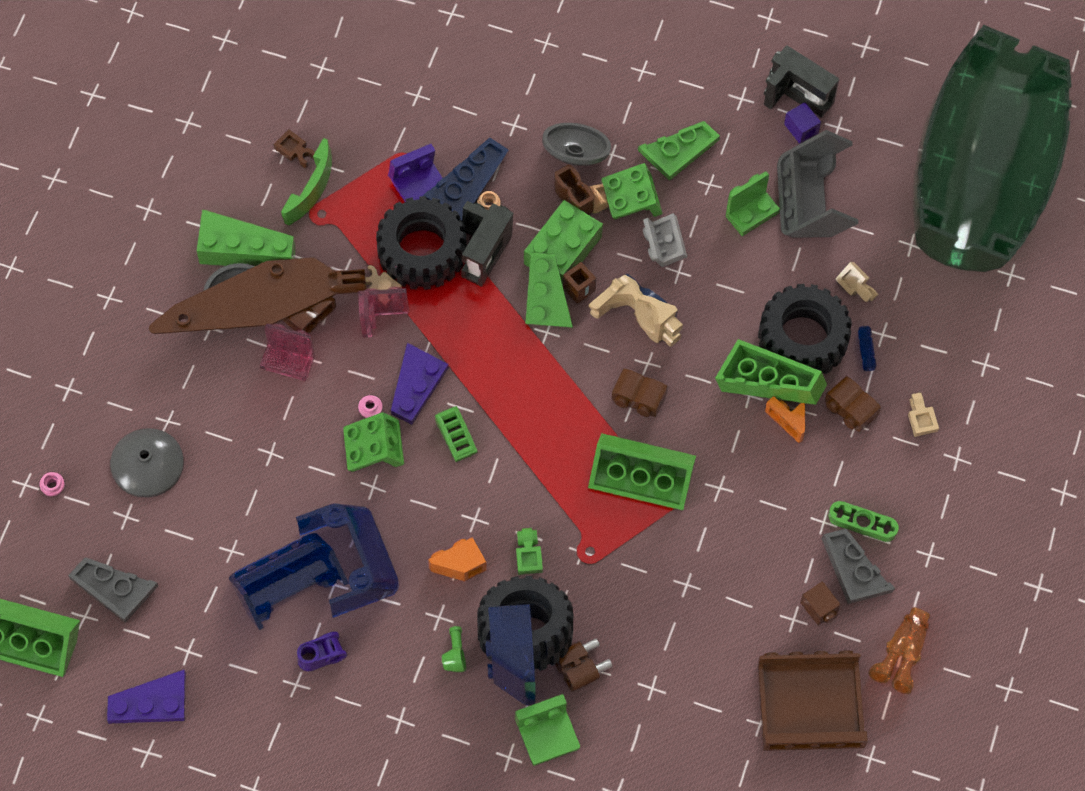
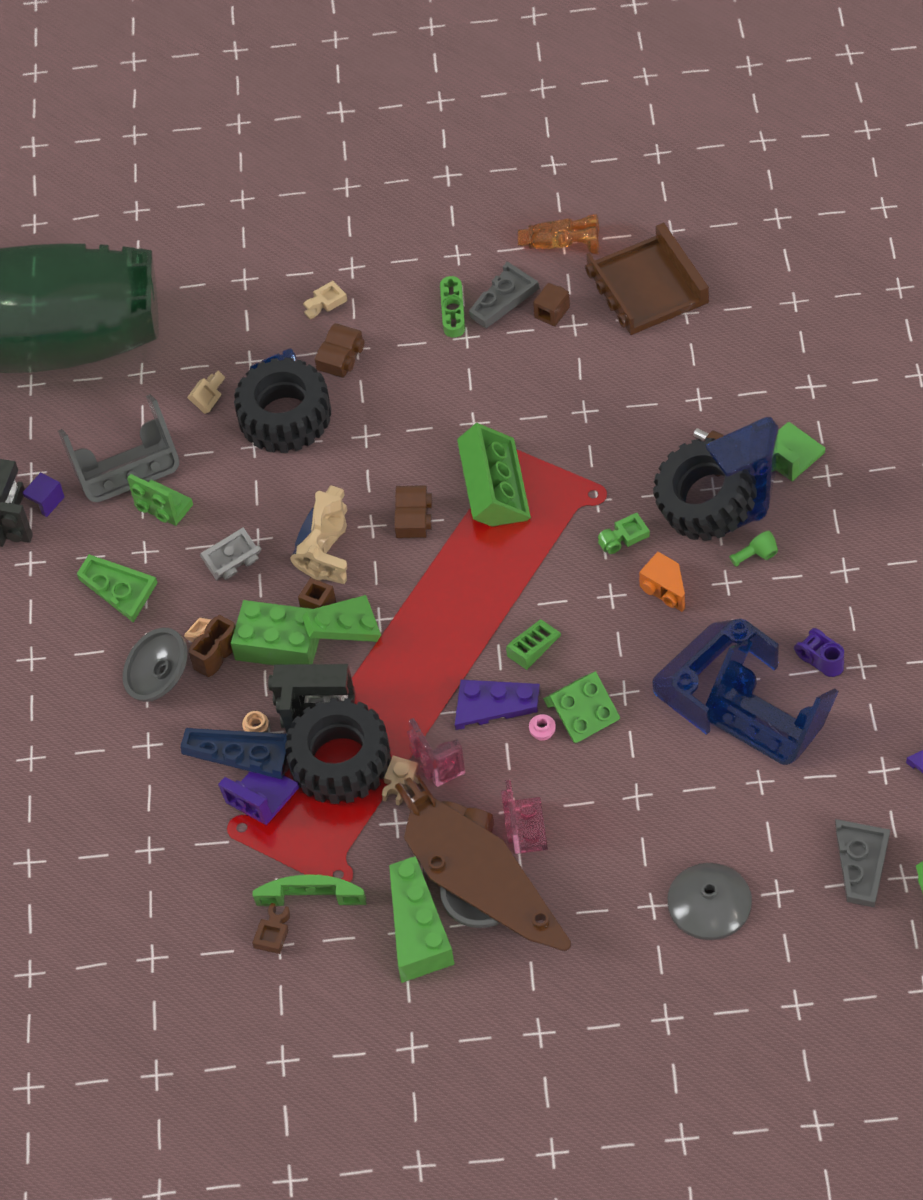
camera: 105 degrees left, 10 degrees down
(49, 478) = (784, 966): bright pink plate -> none
(631, 192) = (191, 599): bright green bracket -> none
(767, 374) = (346, 414): bright green wedge -> none
(791, 422) = (377, 388): orange slope -> none

